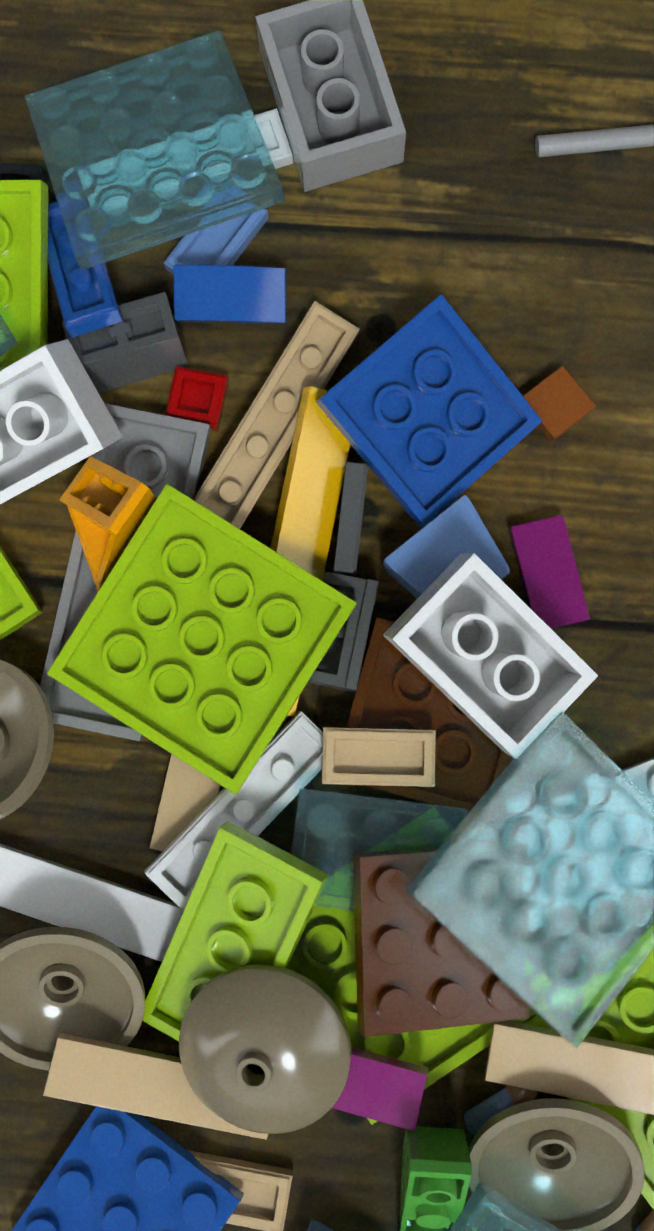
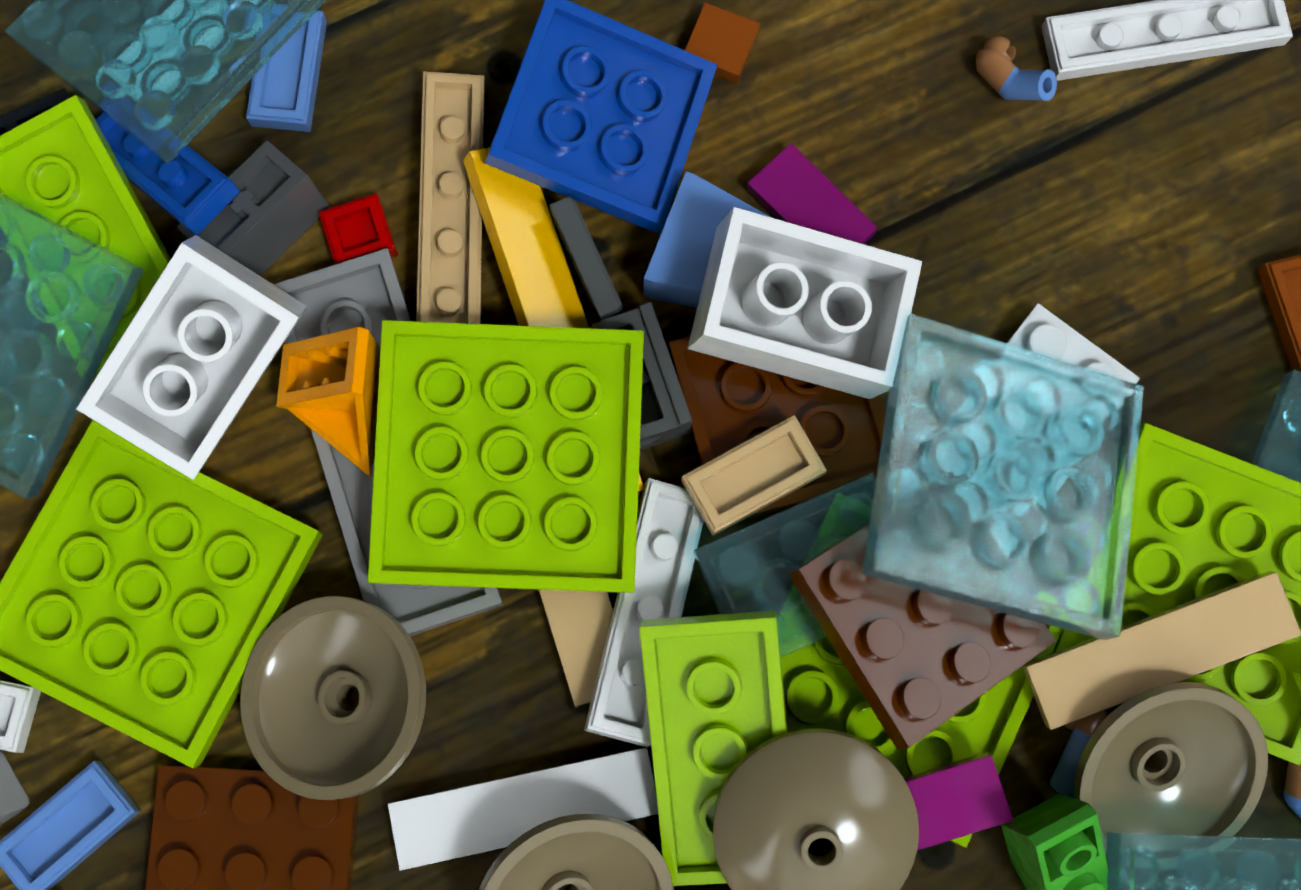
camera: 40 degrees left, 5 degrees down
(230, 294) = (333, 110): blue slope -> none

